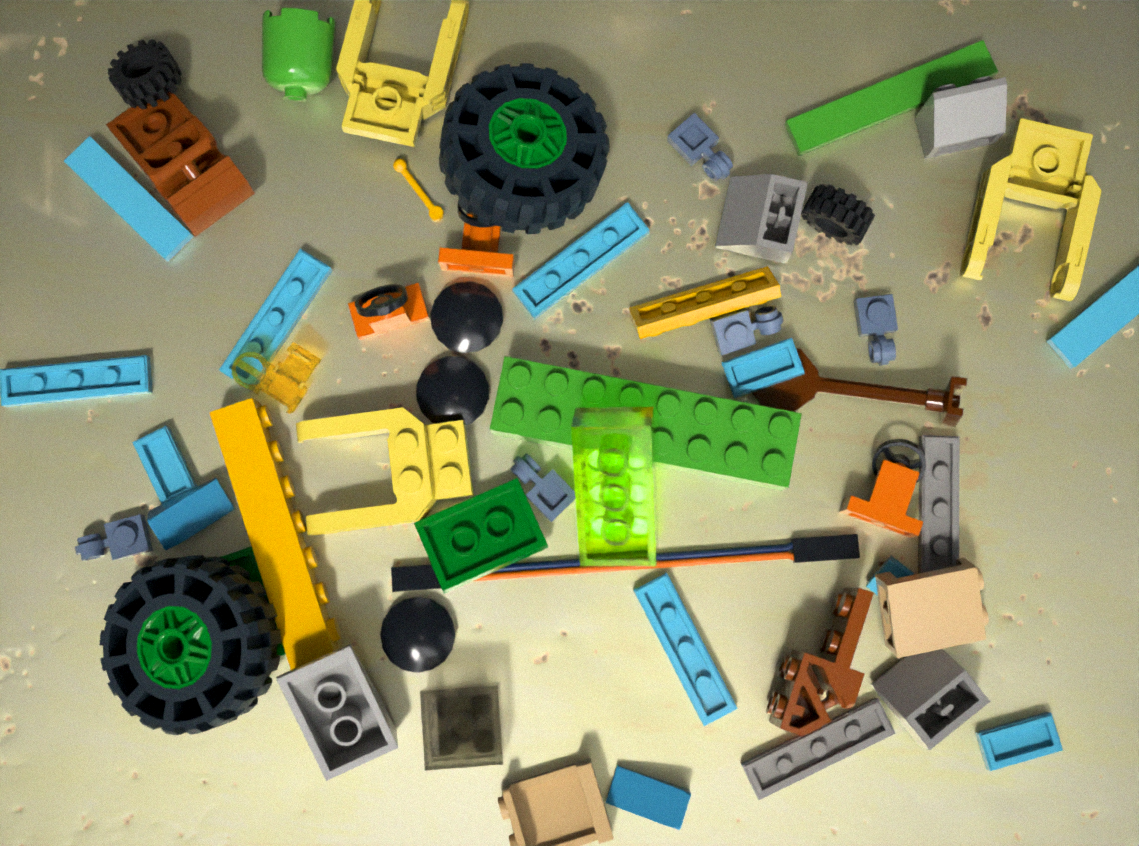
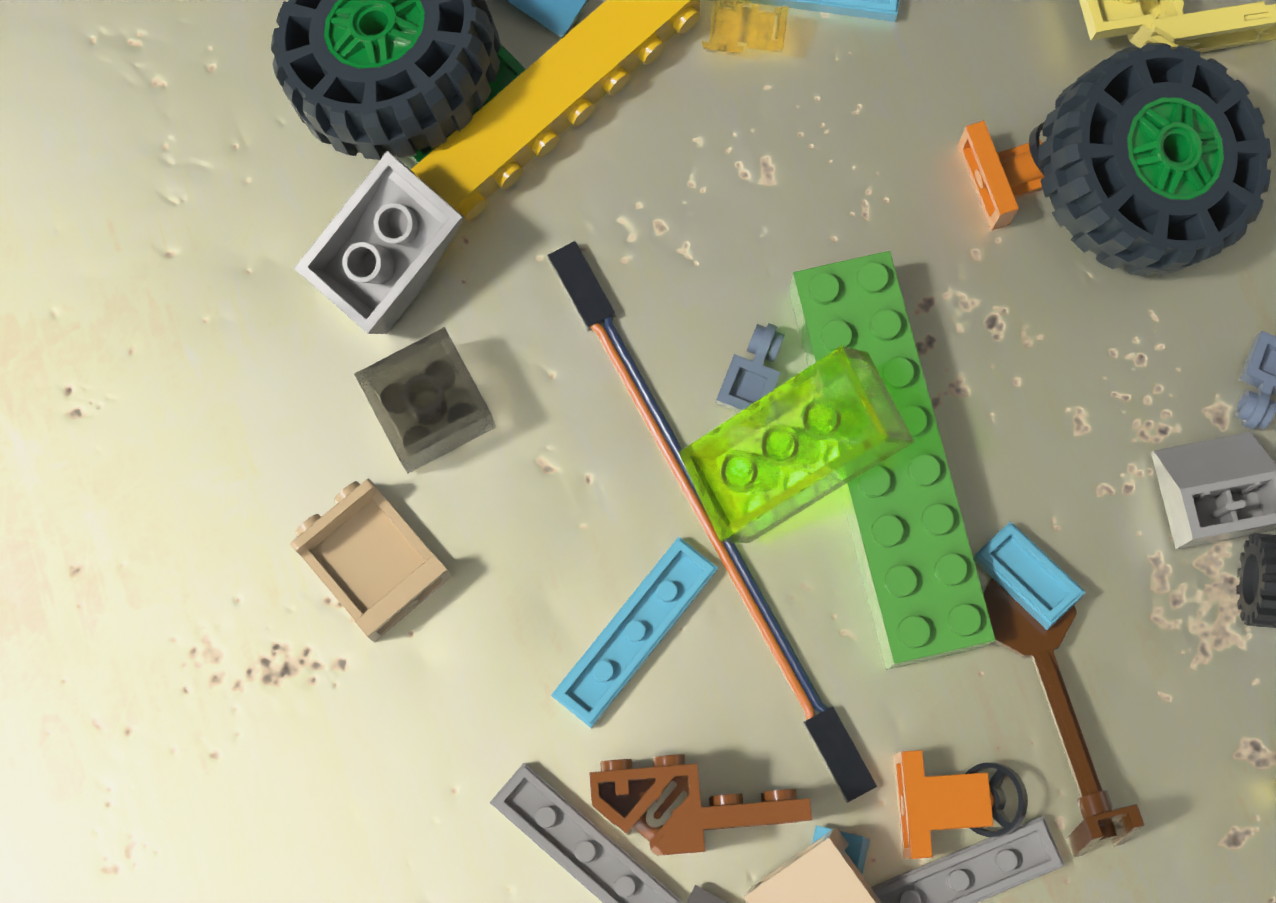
camera: 65 degrees right, 5 degrees down
(388, 309) = (876, 102): orange piece -> none
(417, 634) = (510, 307): black dish -> none
(424, 463) = (712, 221): light yellow plate -> none
(435, 212) = (1024, 105): yellow hinge -> none
(452, 390) = (817, 219): black dish -> none
(466, 317) = (915, 196): black dish -> none
(481, 535) = (660, 324): green plate -> none
(580, 260) = (1052, 299): medium azure tile -> none
(649, 797) = (435, 665): dark azure slope -> none
(704, 302) = (1076, 468): yellow plate -> none
(735, 329) = (1059, 520): sand blue plate -> none
(877, 317) = (1162, 692): sand blue plate -> none

